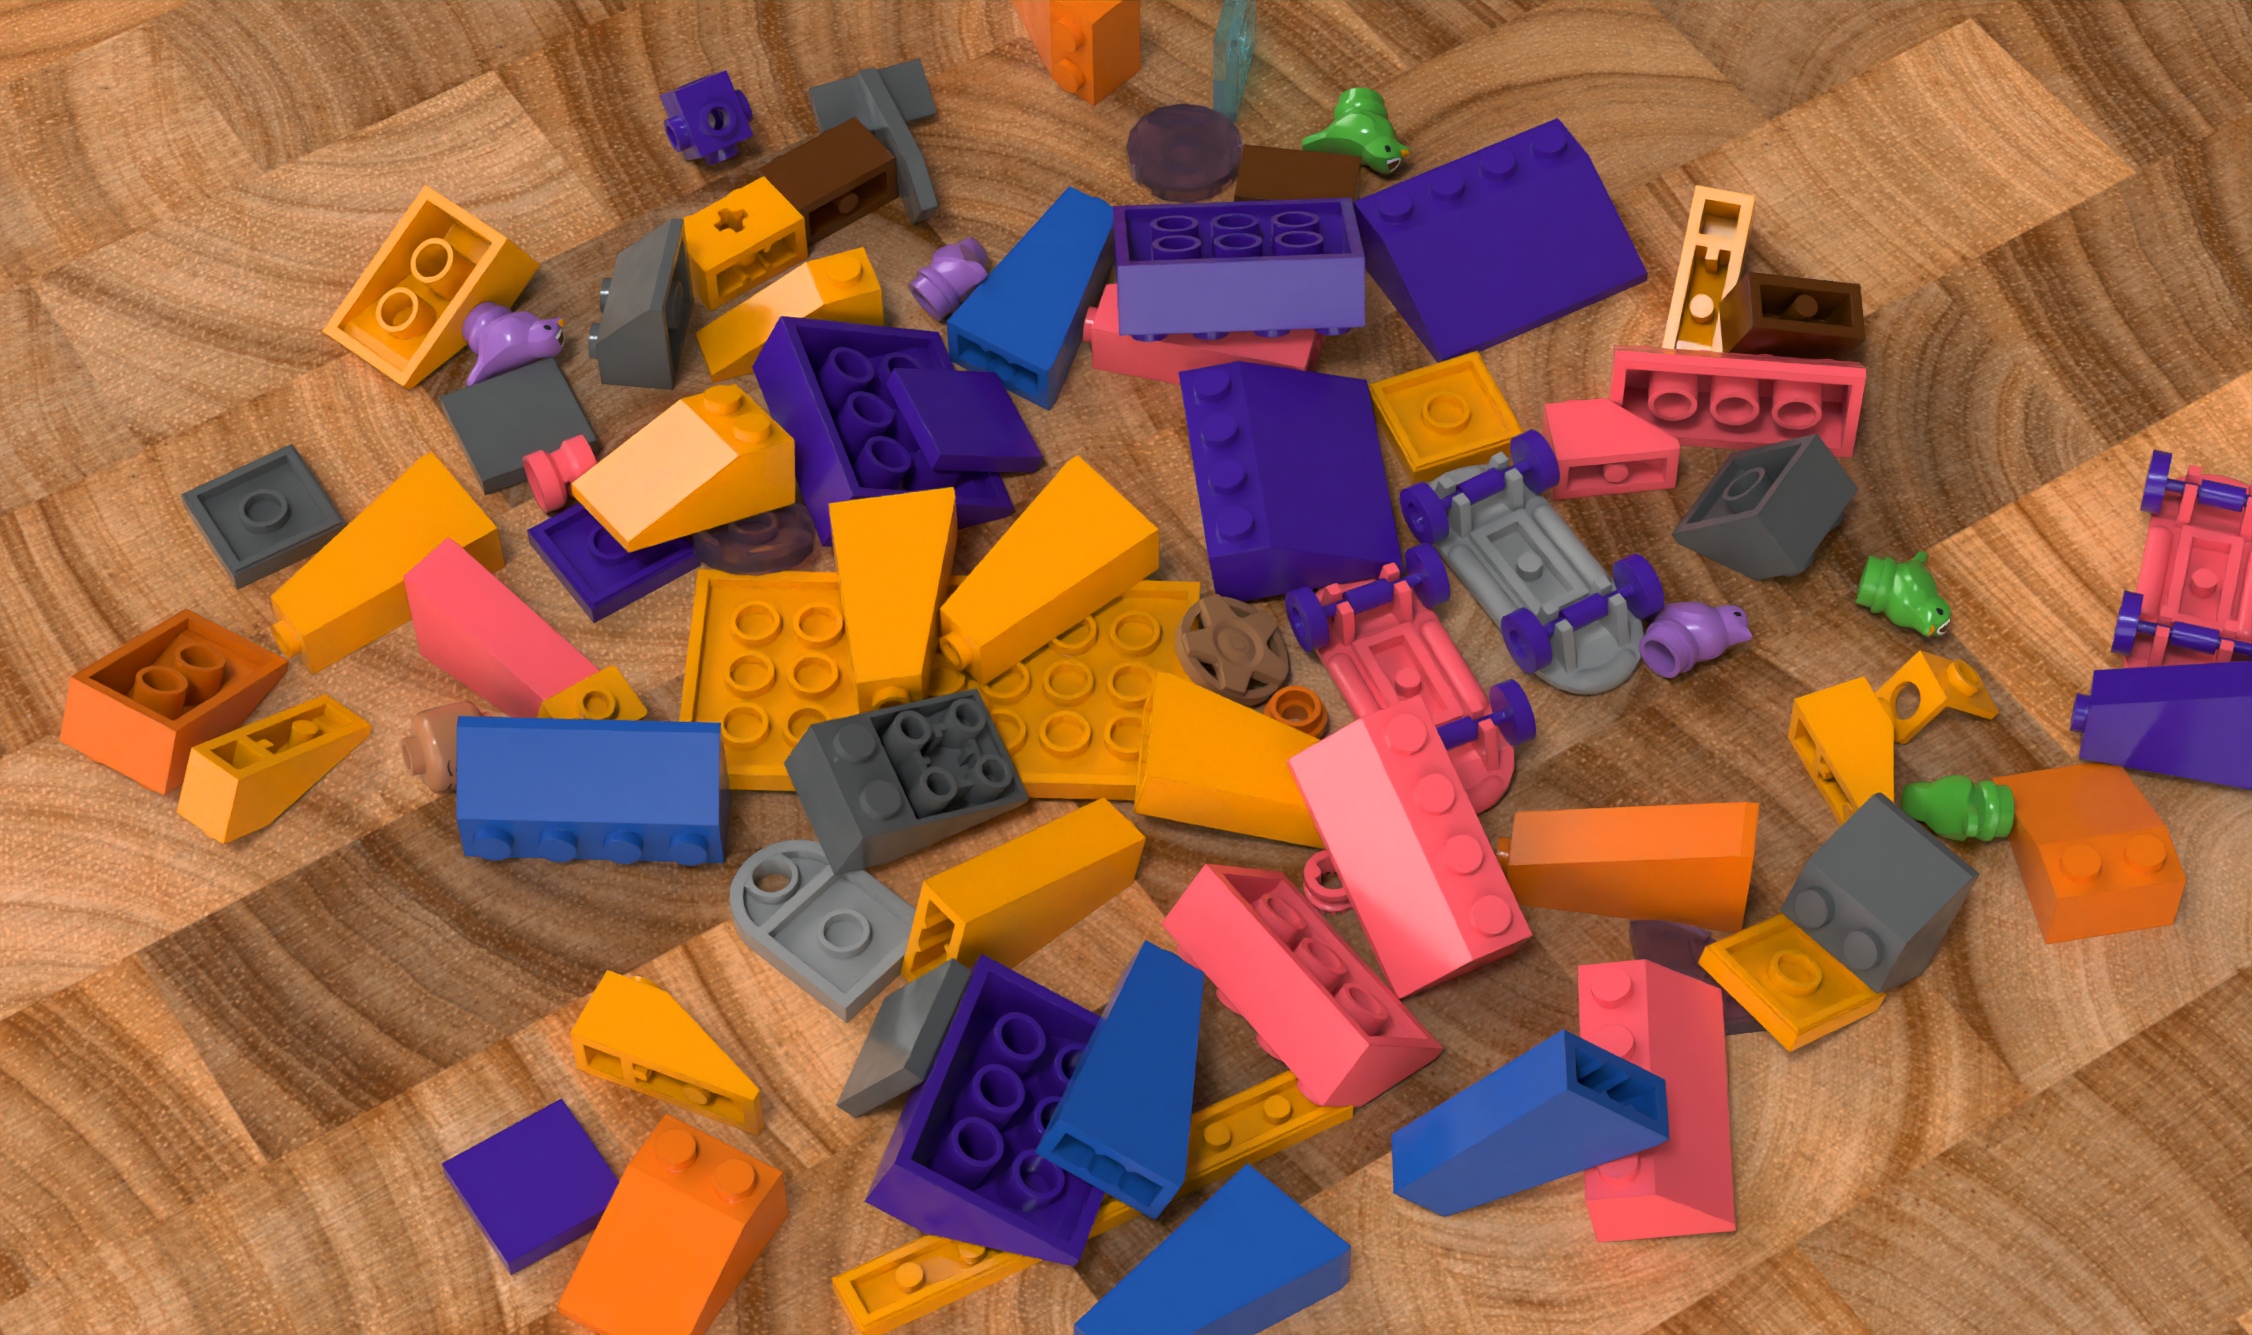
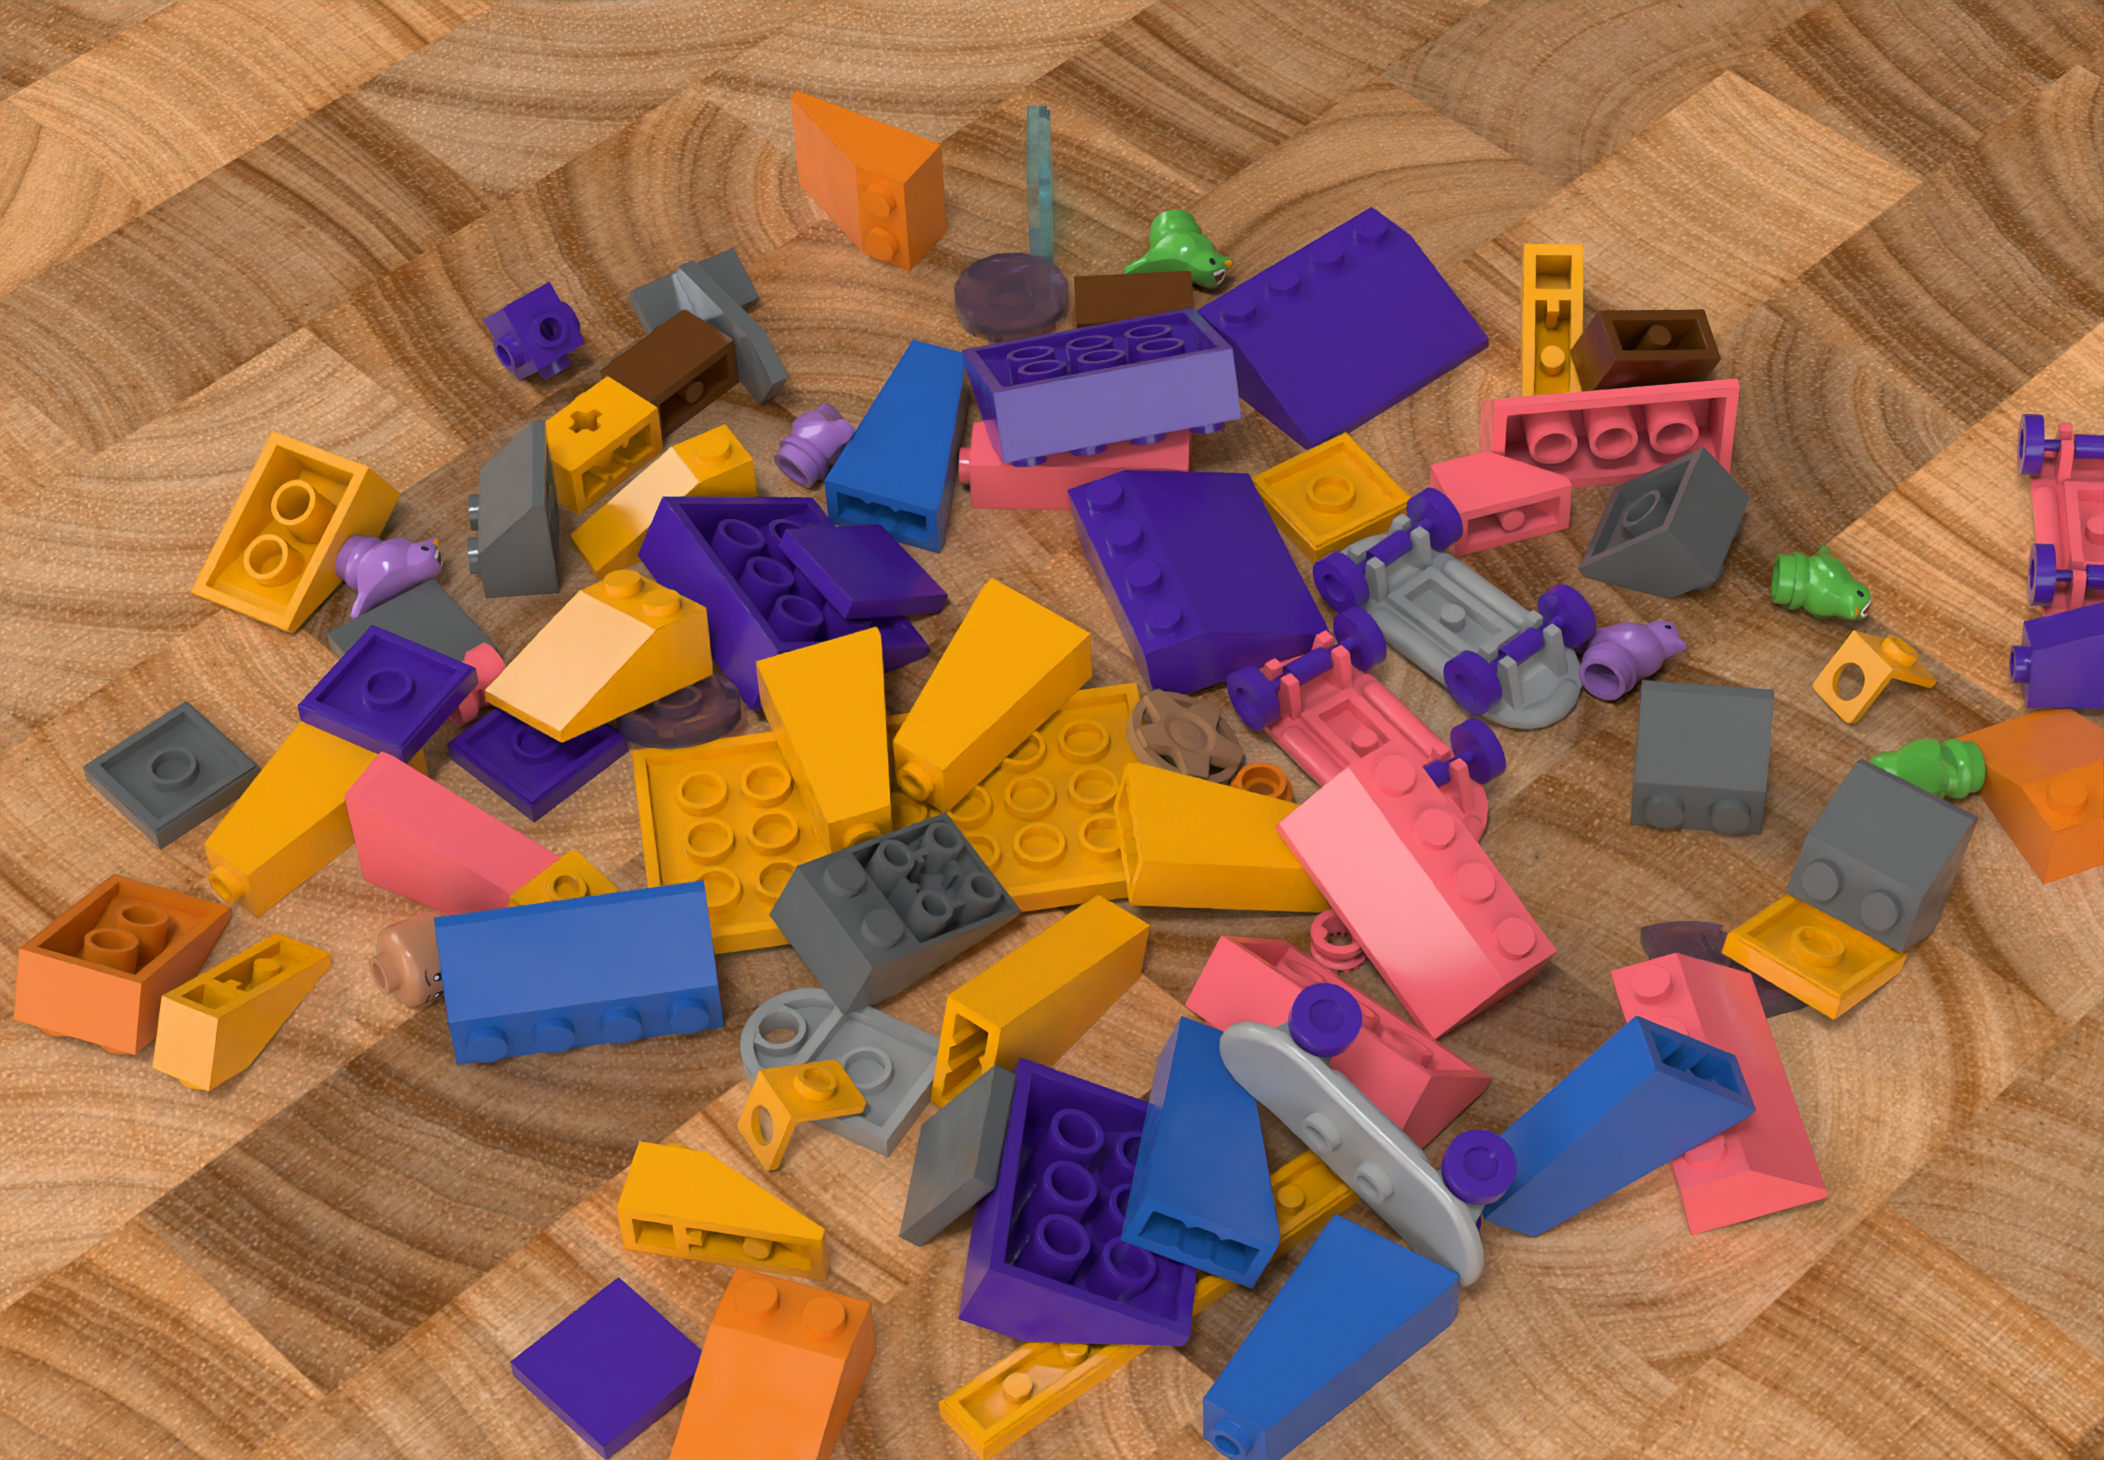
camera: 10 degrees left, 5 degrees down
(475, 475) = (388, 694): none -> dark purple tile
(769, 950) = (795, 1096): none -> light orange bracket
(1237, 1022) = (1293, 1078): none -> light grey piece
(1636, 861) = (1642, 866): orange slope -> none
(1732, 749) = (1701, 757): none -> dark grey slope
(1845, 744) = (1812, 734): light orange slope -> none

